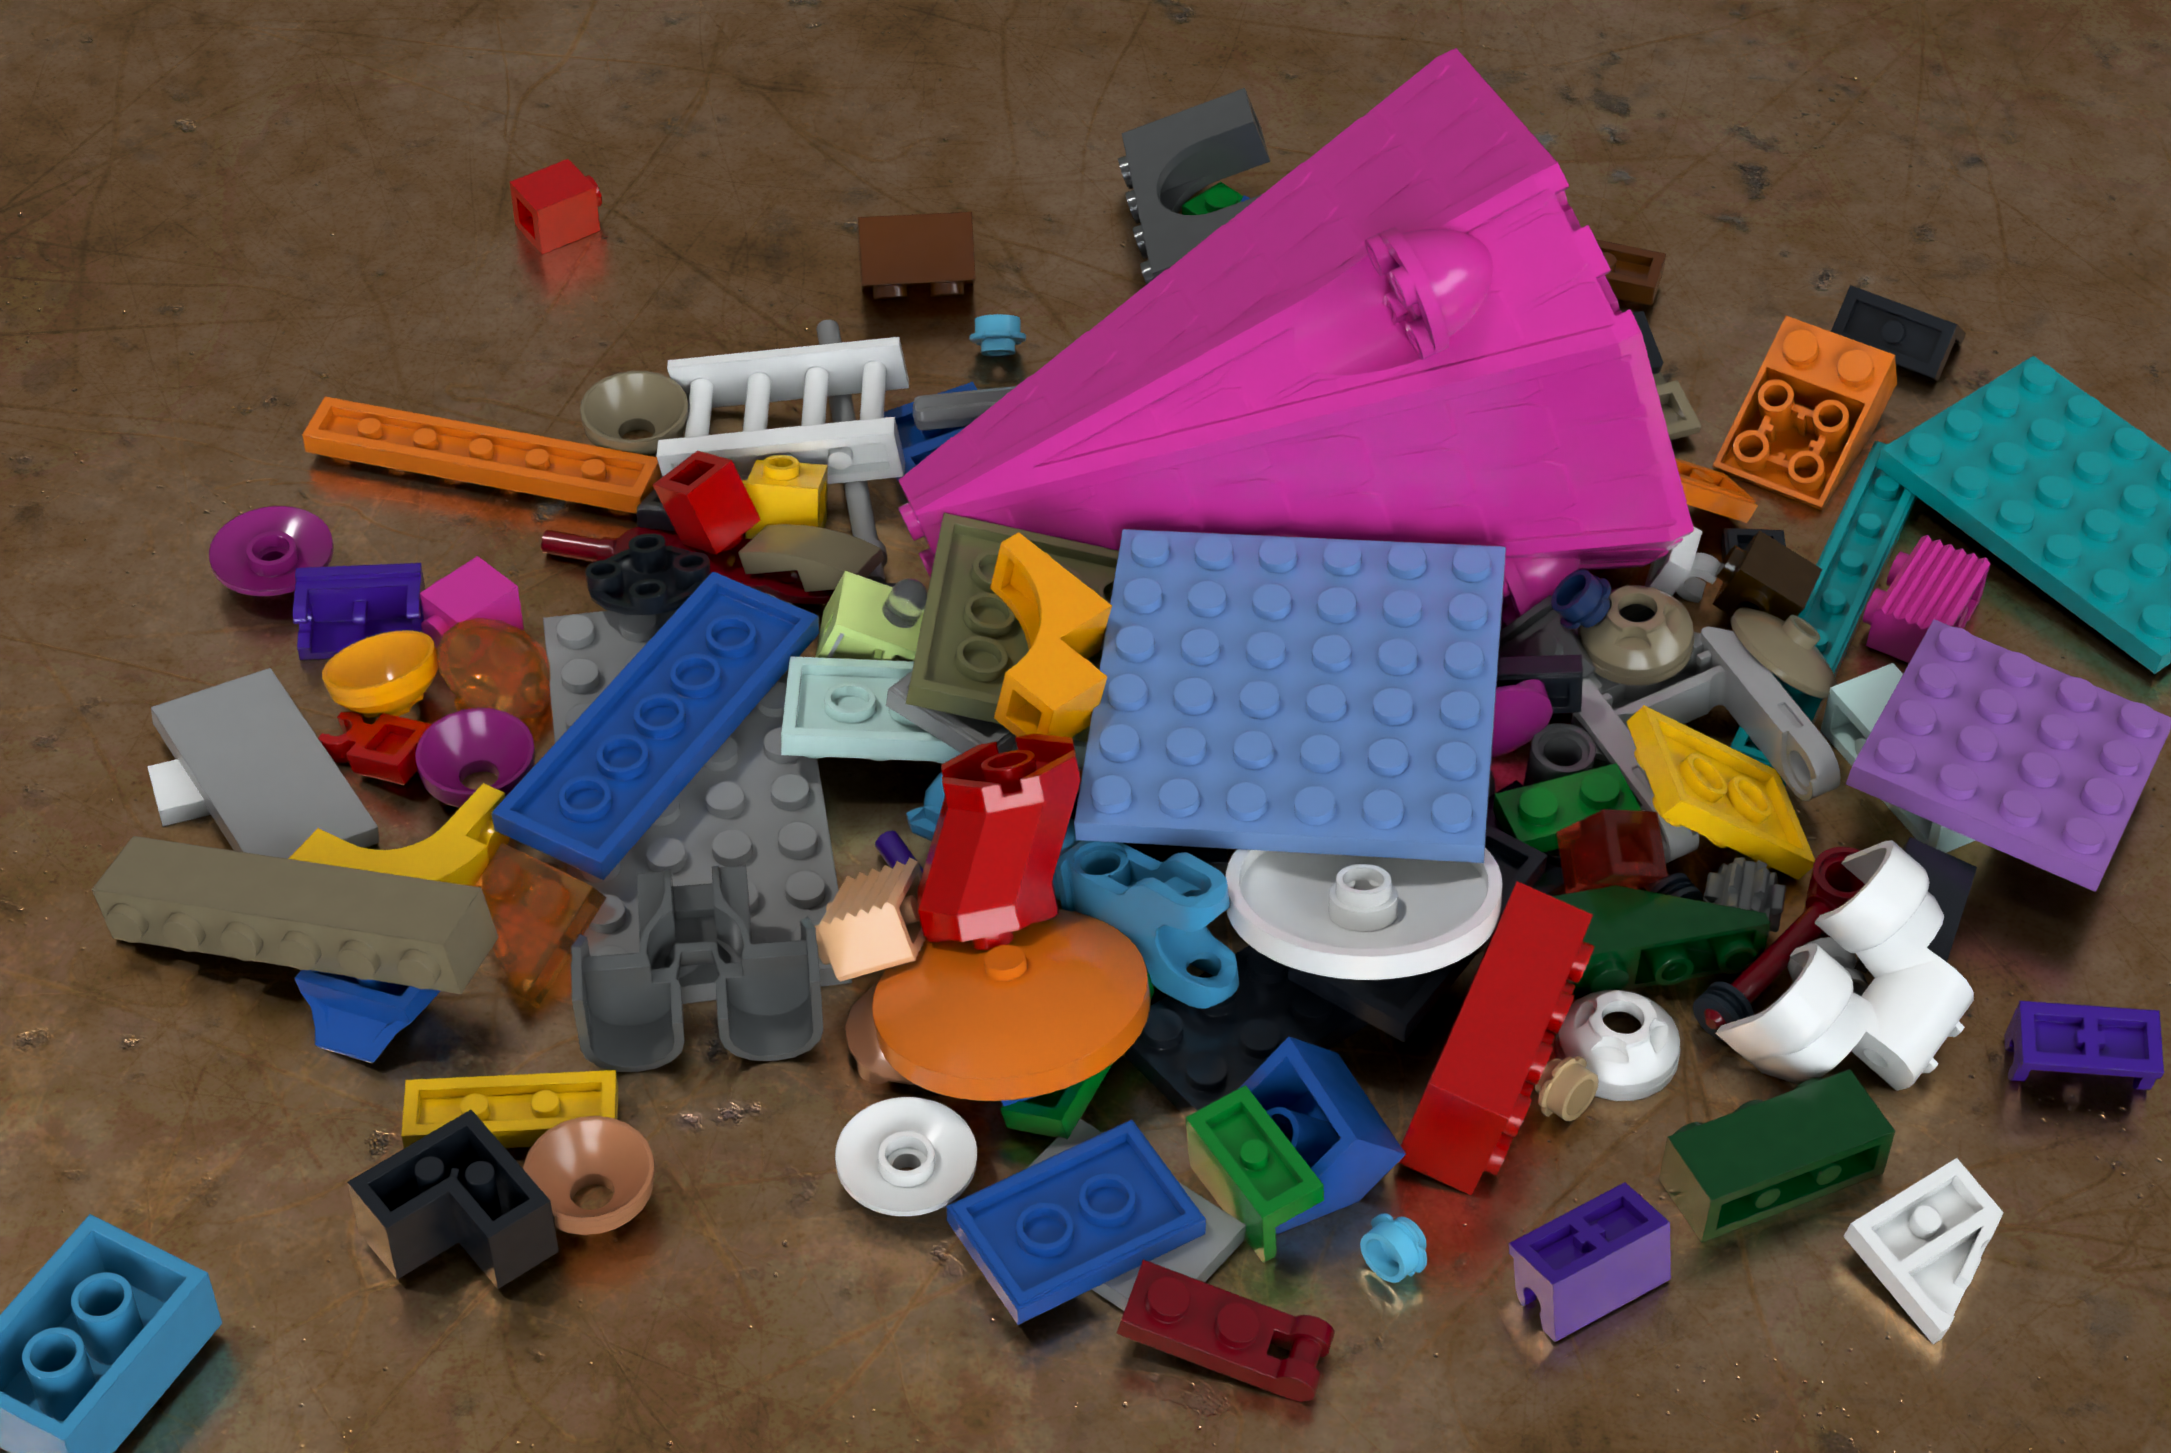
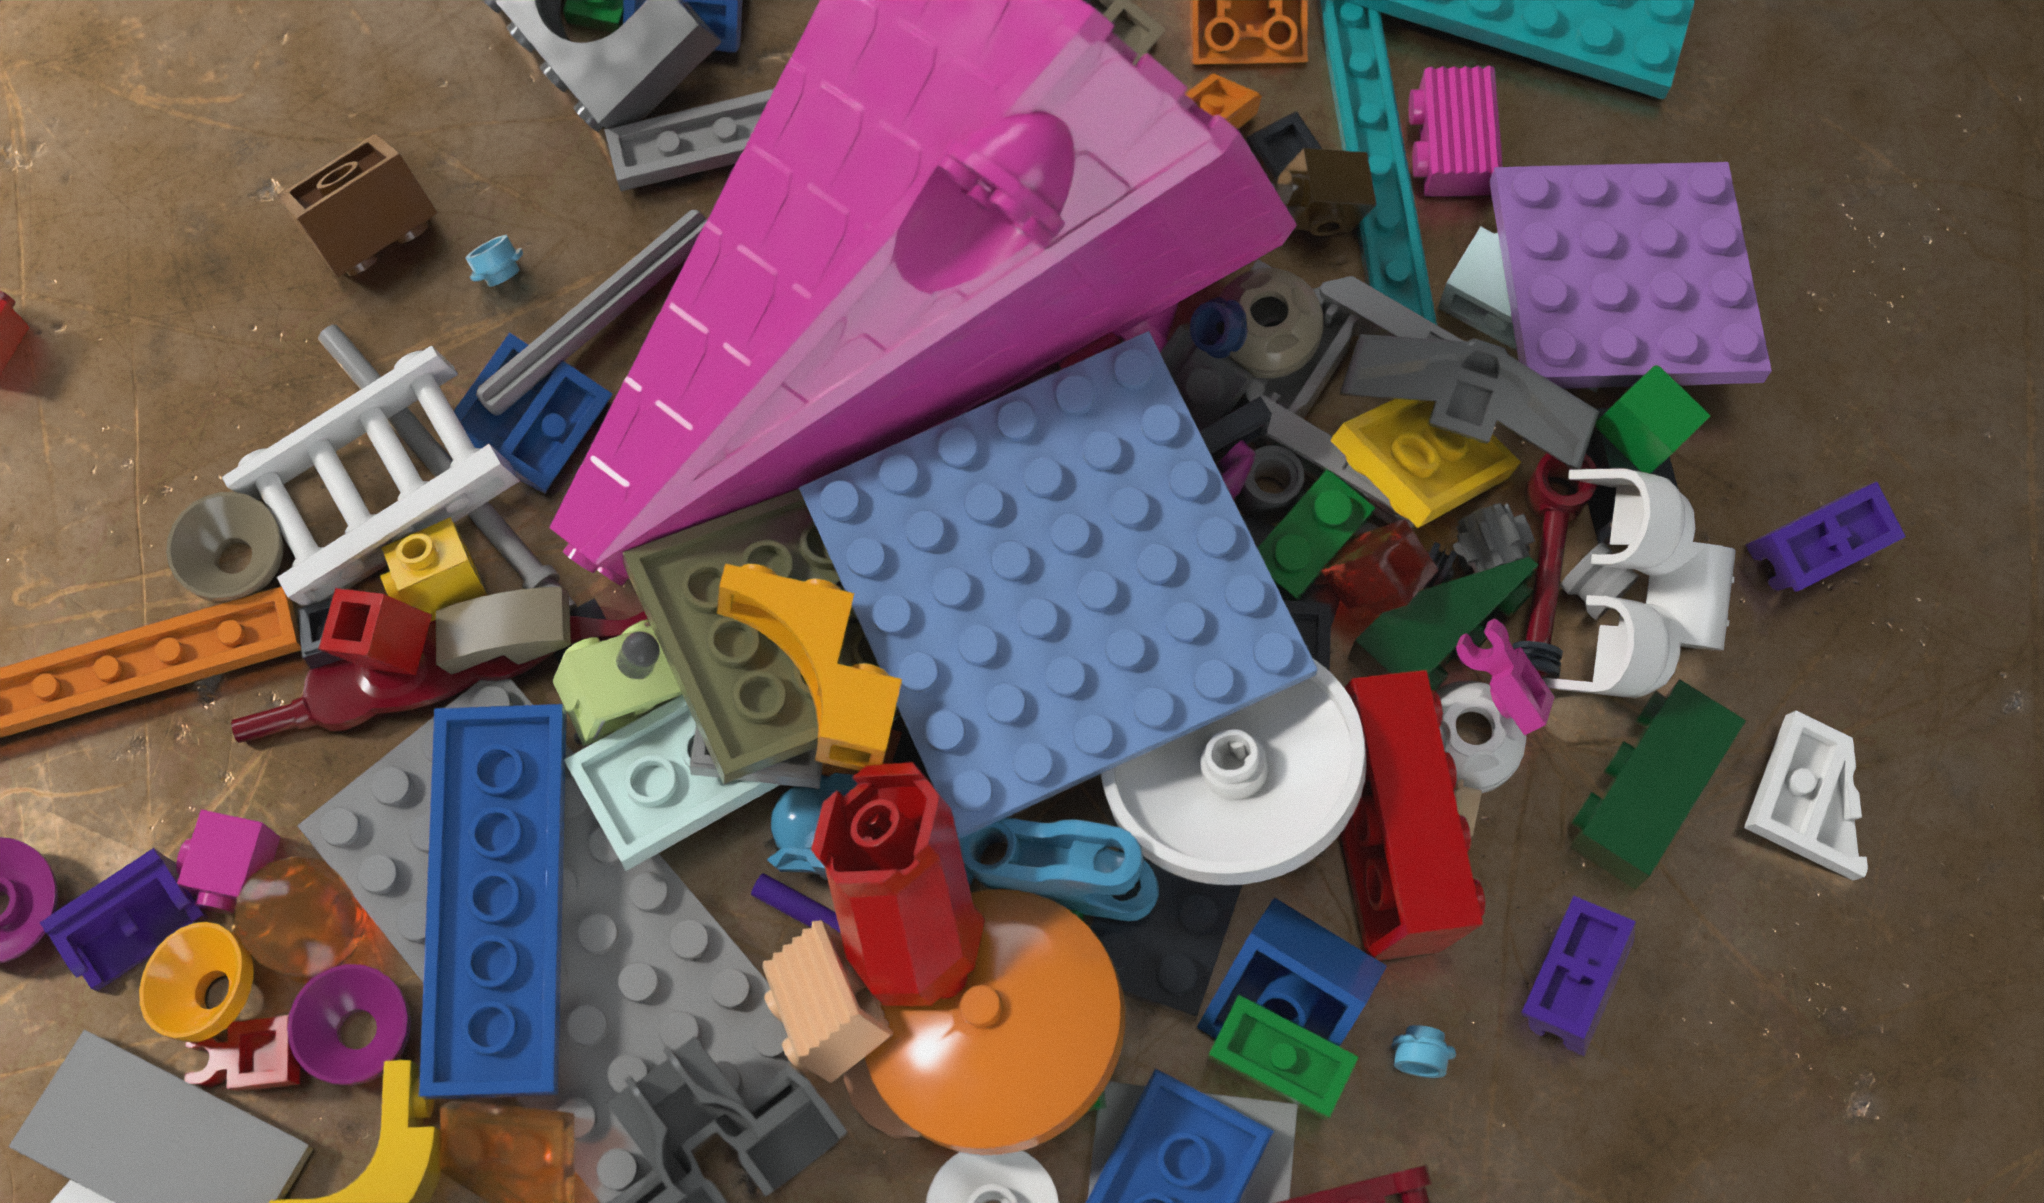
camera: 30 degrees left, 25 degrees up
(646, 577) = (373, 739): black dish -> none
(1683, 995) = (1515, 682): none -> dark pink plate
(1785, 649) = (1389, 265): dark tan dish -> none
(1789, 754) = (1473, 390): none -> dark grey plate
(1959, 855) = (1652, 420): none -> green panel

